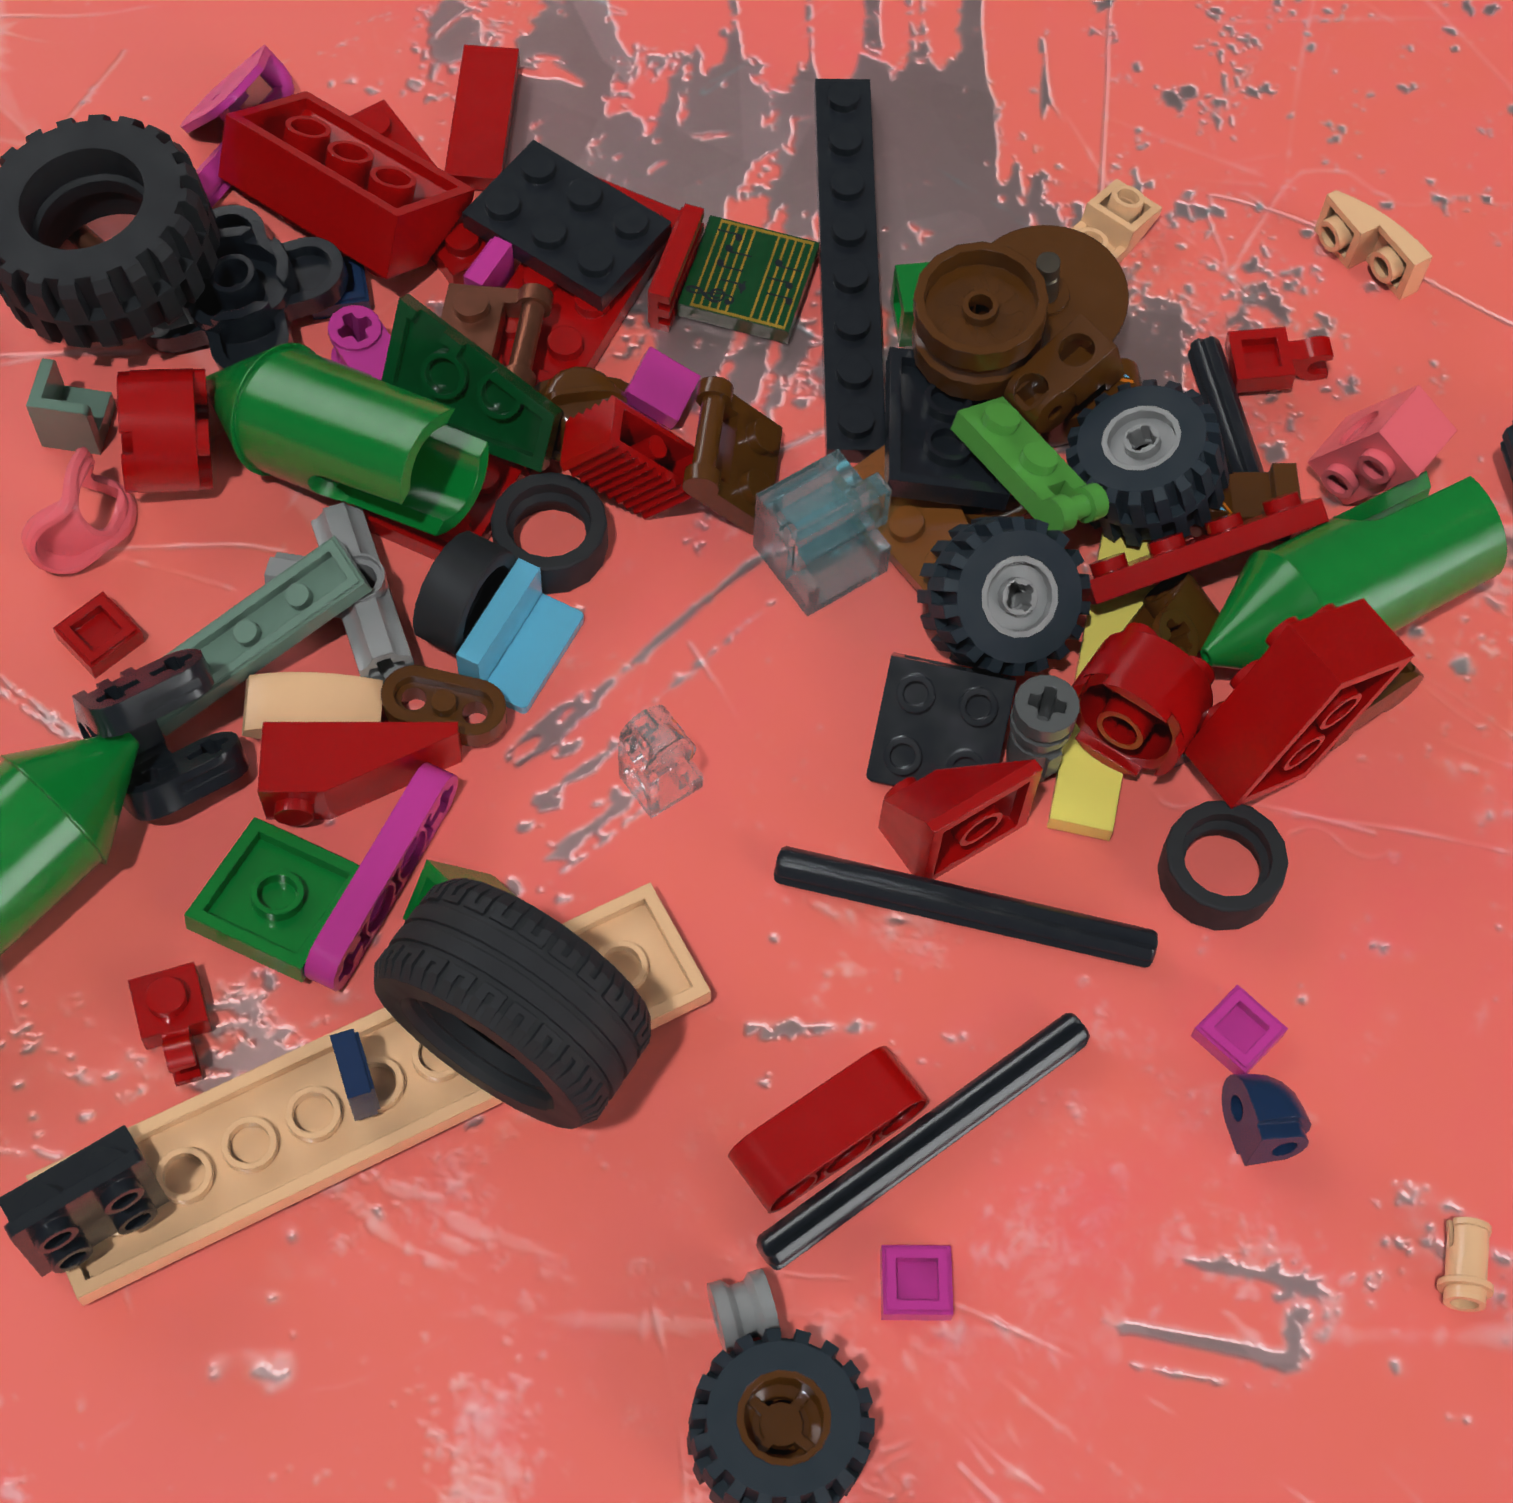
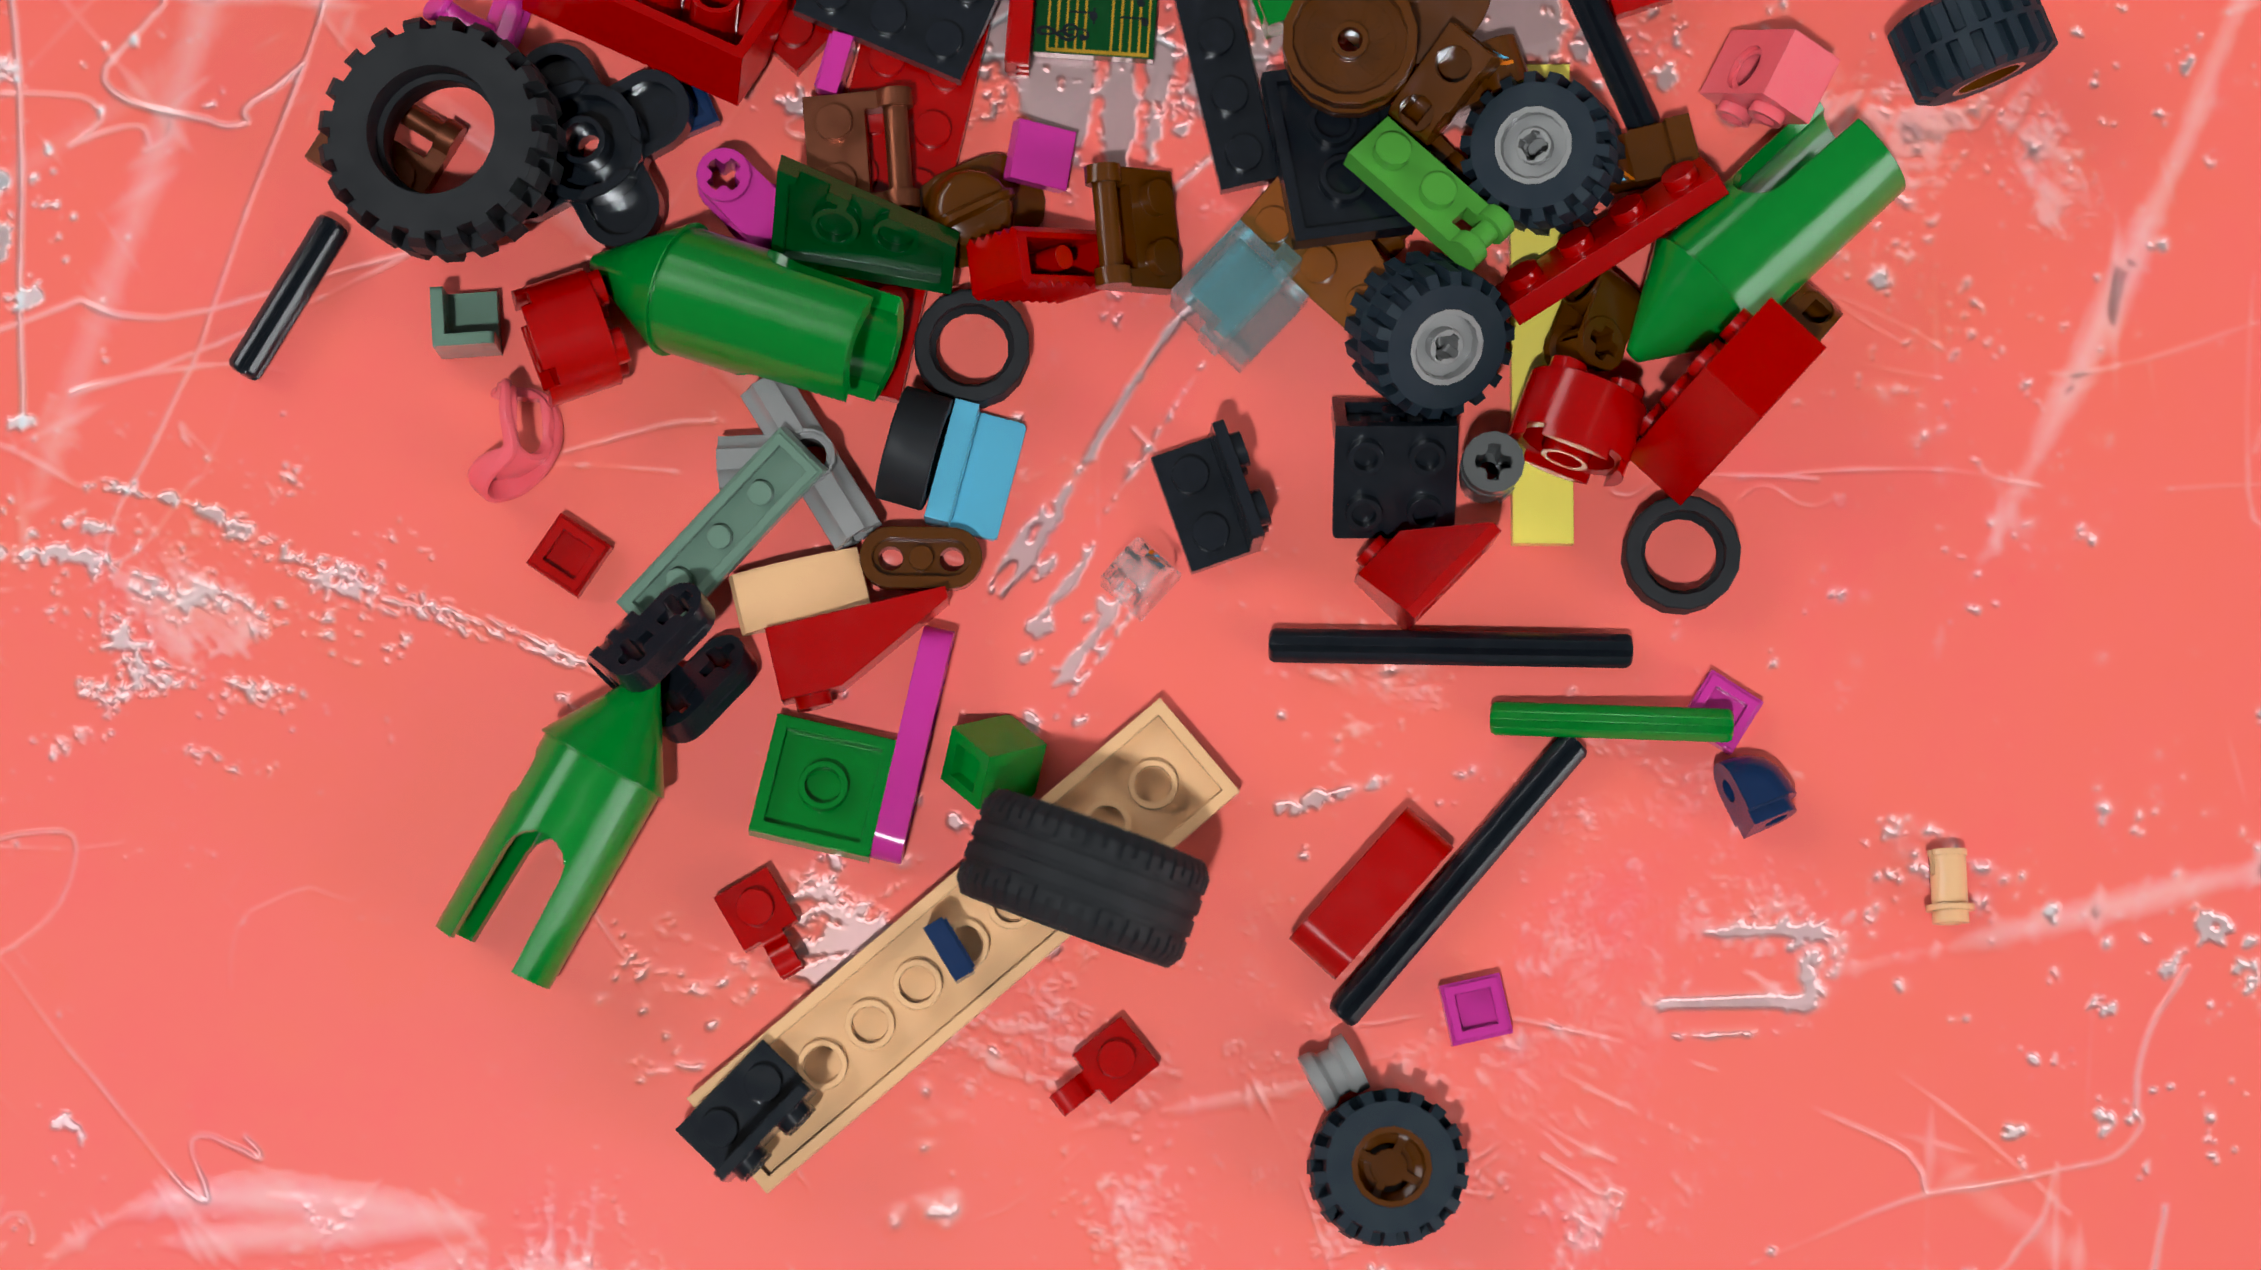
camera: 15 degrees left, 20 degrees up
(498, 1250) = (1109, 1064): none -> red plate
(754, 711) = (1211, 500): none -> black bracket
(1123, 1010) = (1612, 721): none -> green axle

